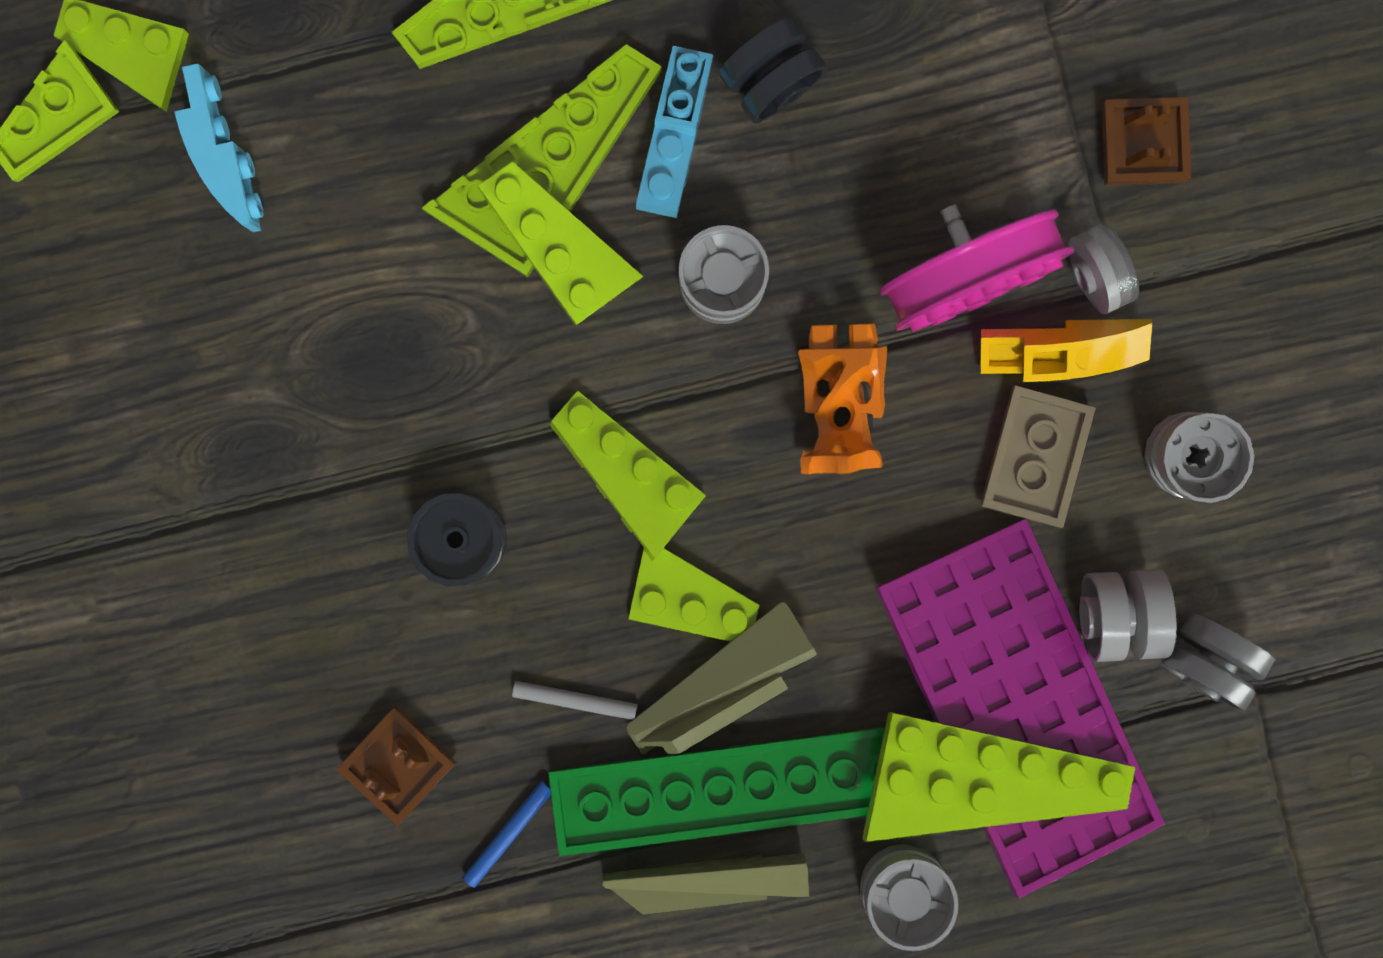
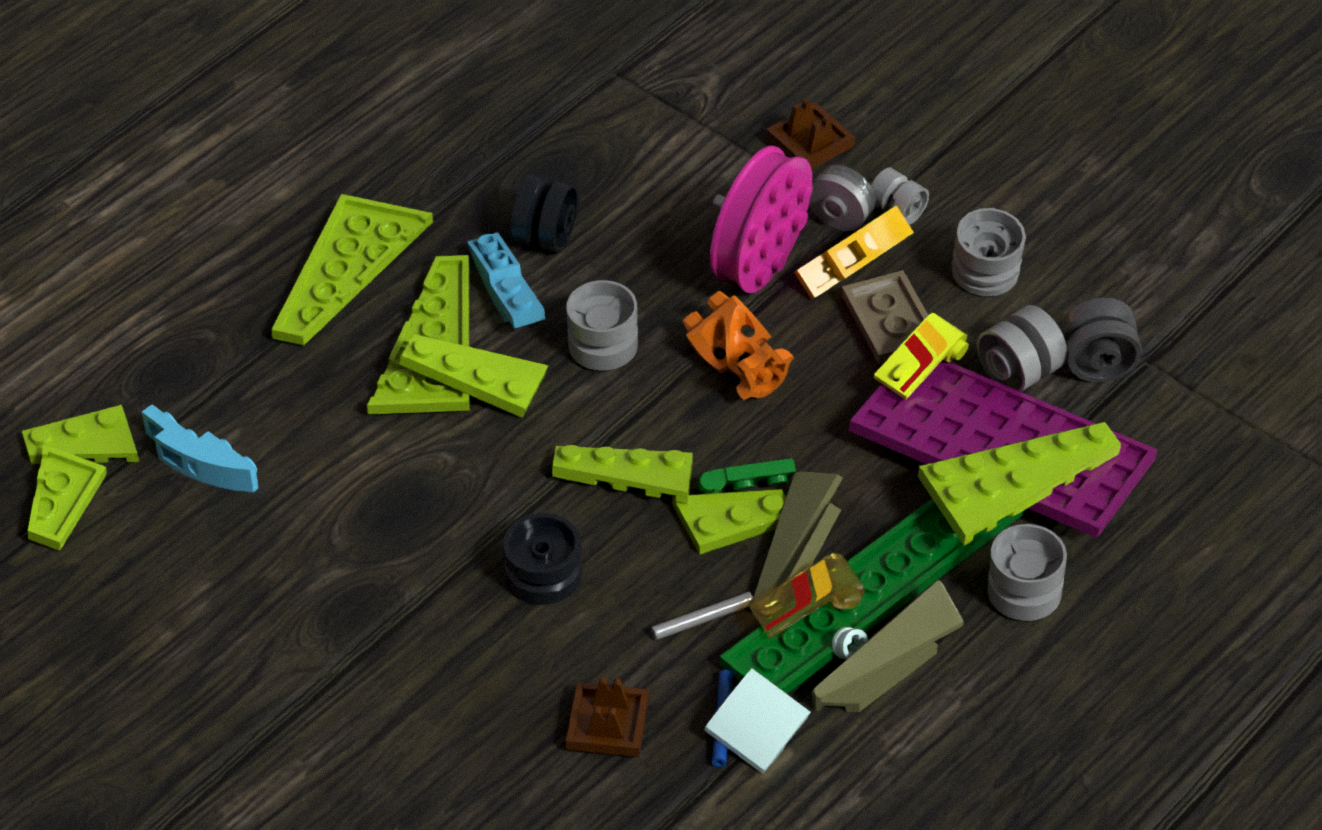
camera: 35 degrees left, 40 degrees down
(528, 874) = (757, 721): none -> light aqua slope
(675, 774) = (822, 582): none -> clear yellow door
(678, 851) = (844, 637): none -> light aqua bush
(733, 567) = (744, 476): none -> green hinge
(1018, 553) = (920, 355): none -> neon yellow door
(1170, 300) = (894, 189): none -> light grey wheel

